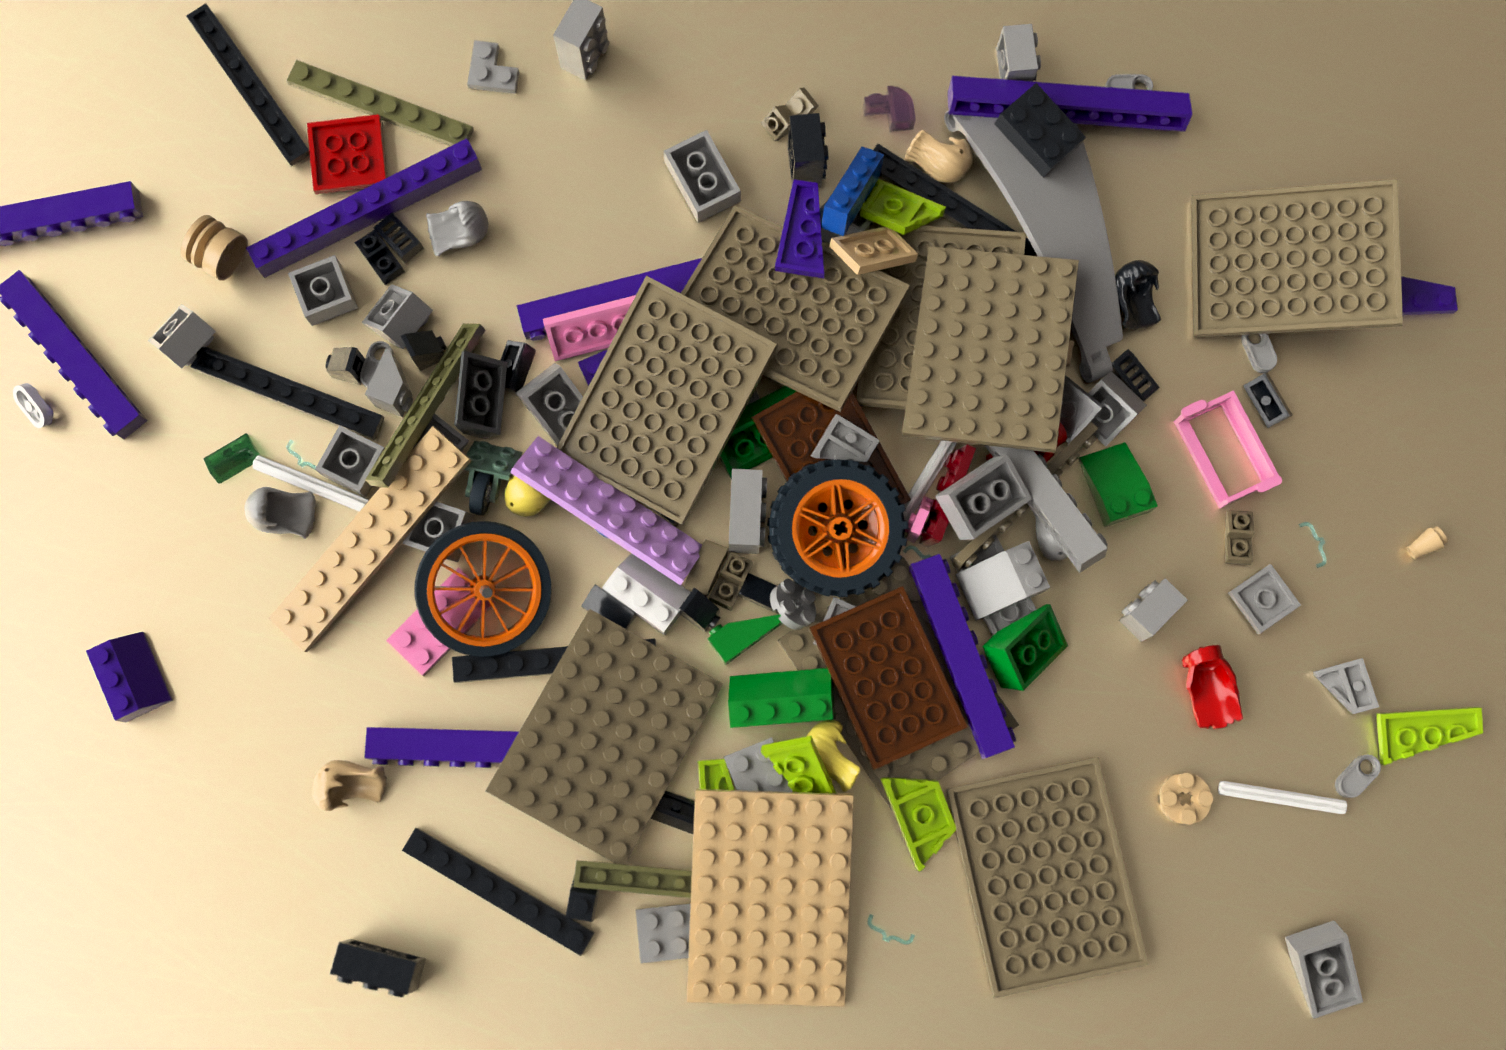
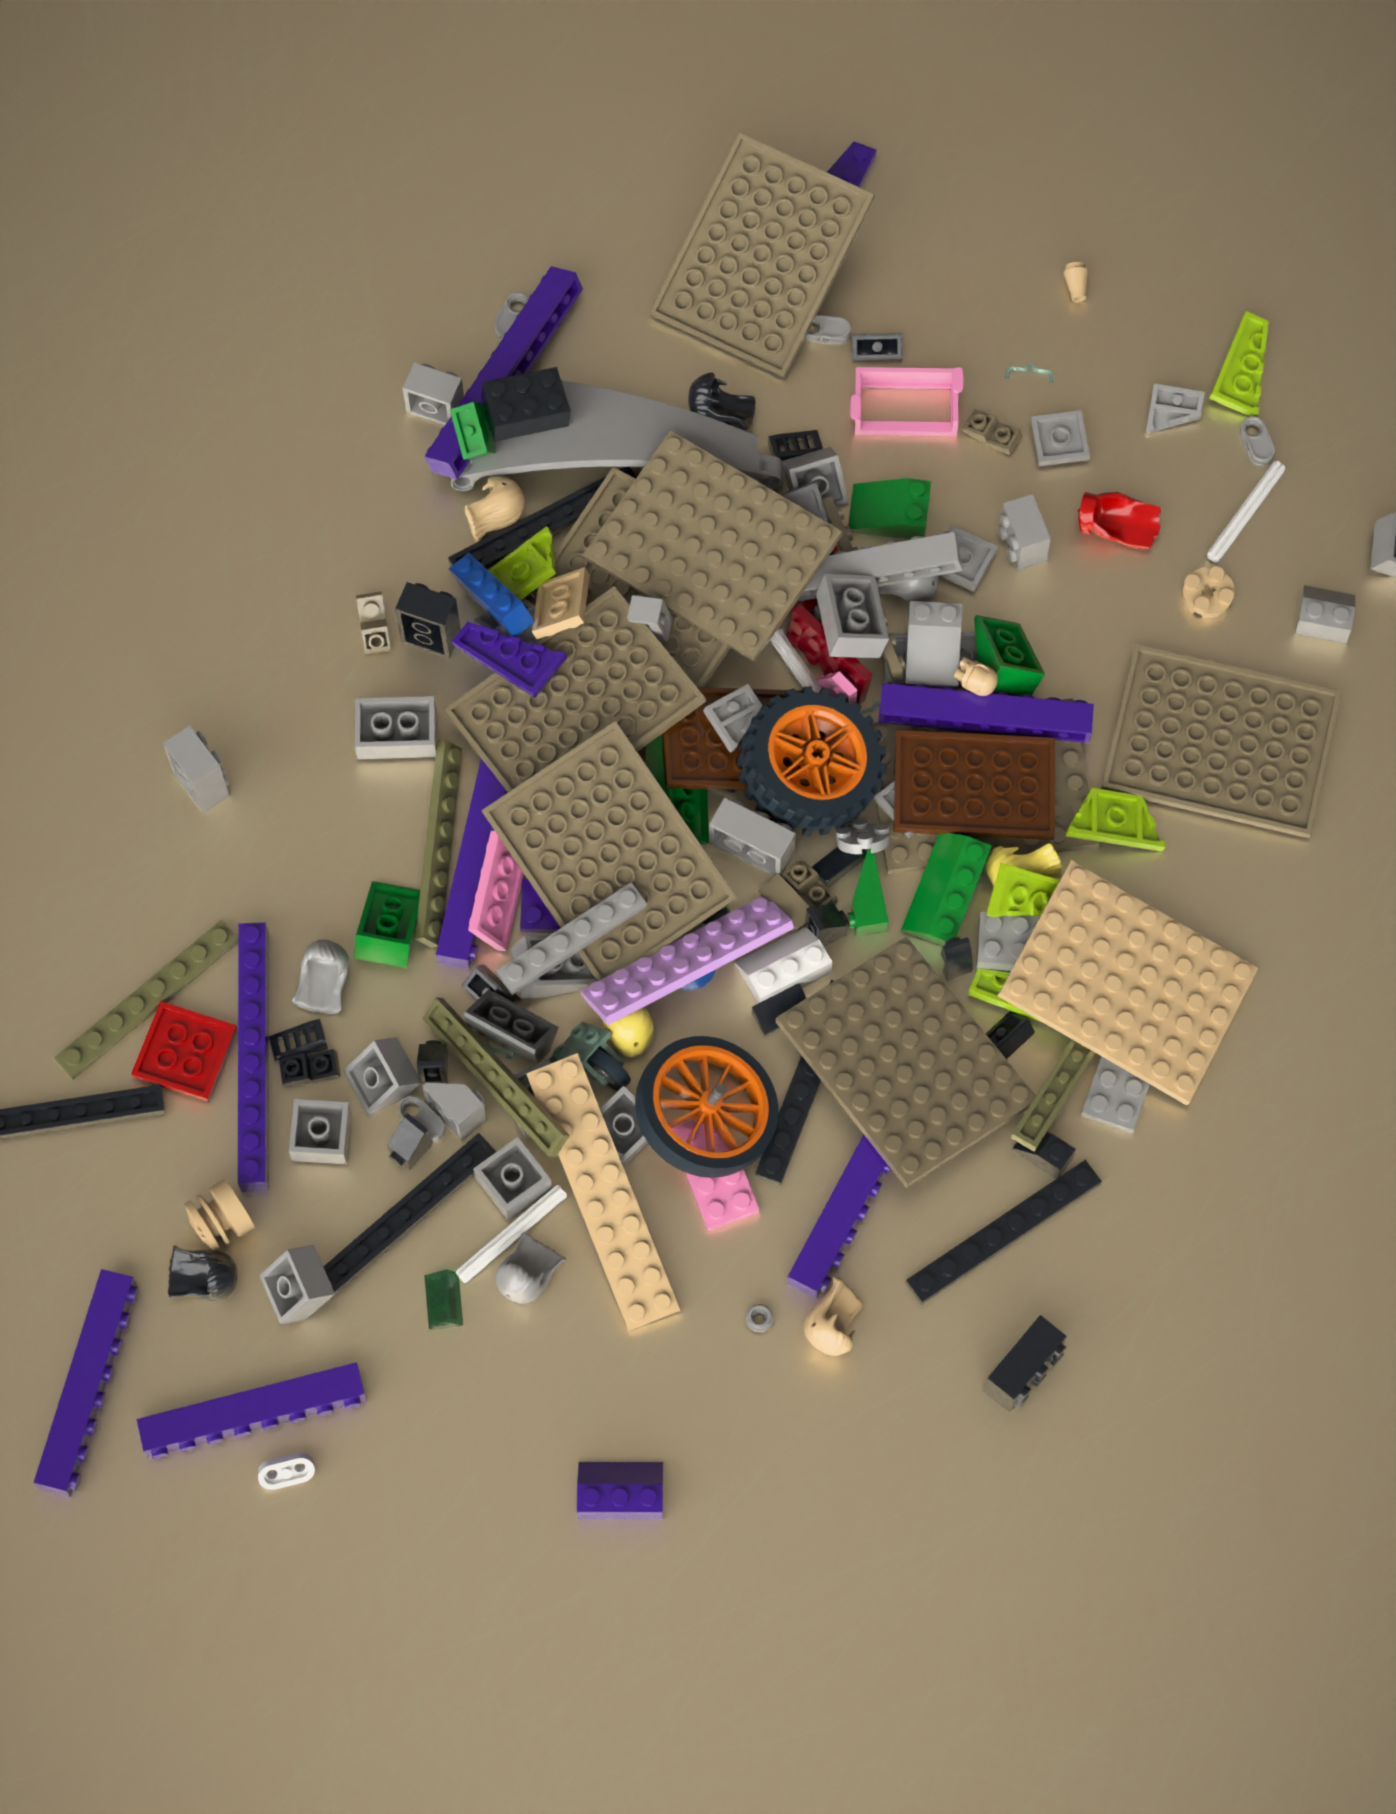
camera: 60 degrees left, 10 degrees down
(163, 261) = (201, 1274): none -> black piece
(298, 456) = (479, 1235): clear light blue piece -> none
(321, 716) = (759, 1309): none -> light grey plate
(485, 72) = (169, 884): light grey plate -> none
(530, 256) = (387, 924): none -> green slope
(574, 405) = (571, 938): none -> light grey plate
(622, 259) = (438, 843): none -> olive plate
(720, 736) = (957, 957): none -> black slope
(884, 934) = (1209, 906): clear light blue piece -> none
(894, 328) = (652, 613): none -> light grey panel
(896, 104) = (422, 523): clear purple brick -> none
(985, 632) = (976, 677): none -> tan piece
(992, 100) = (472, 431): none -> green panel
(1109, 574) = (975, 559): none -> light grey plate
(1220, 915) = (1325, 614): none -> light grey slope

